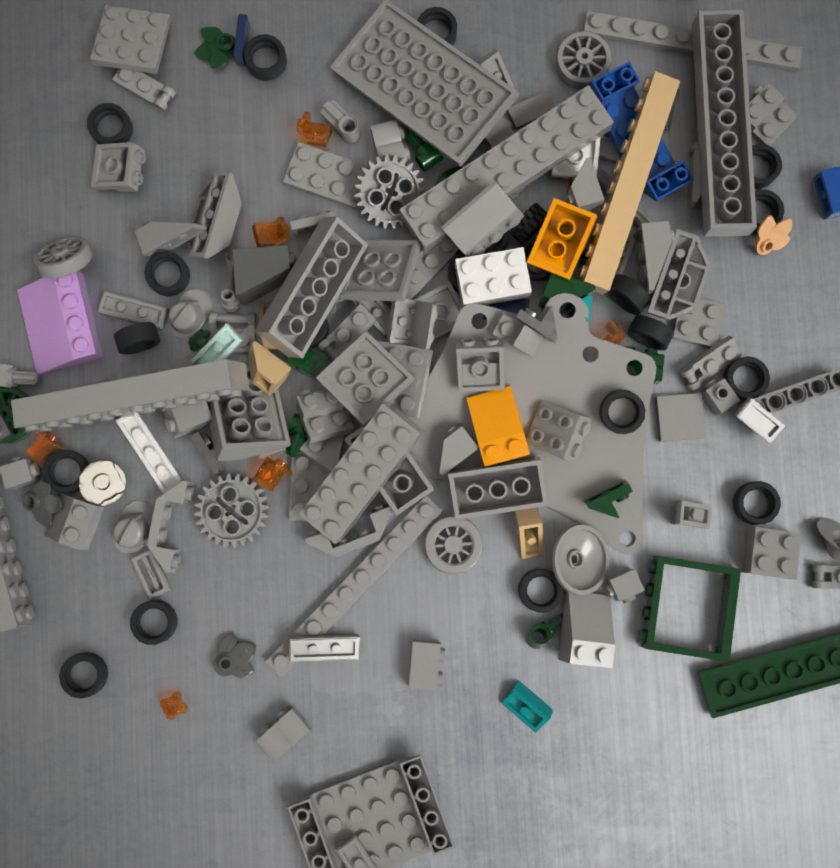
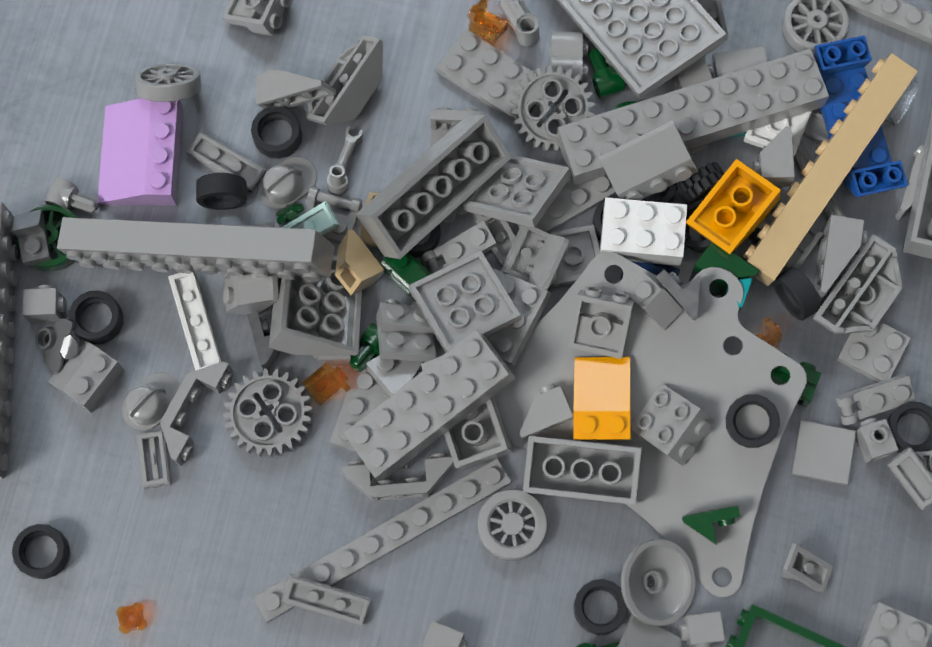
camera: 20 degrees right, 10 degrees down
(44, 447) = (78, 284): clear orange bracket -> none
(101, 482) = (131, 339): tile -> none
(135, 622) = (130, 495): black tyre -> none
(237, 655) = (223, 582): dark grey plate -> none
(260, 270) = (381, 154): dark grey slope -> none
(271, 233) = (406, 118): clear orange bracket -> none
(529, 532) = (606, 534): tan slope -> none
(650, 332) = (811, 343): black tyre -> none
(774, 502) = (907, 566): black tyre -> none

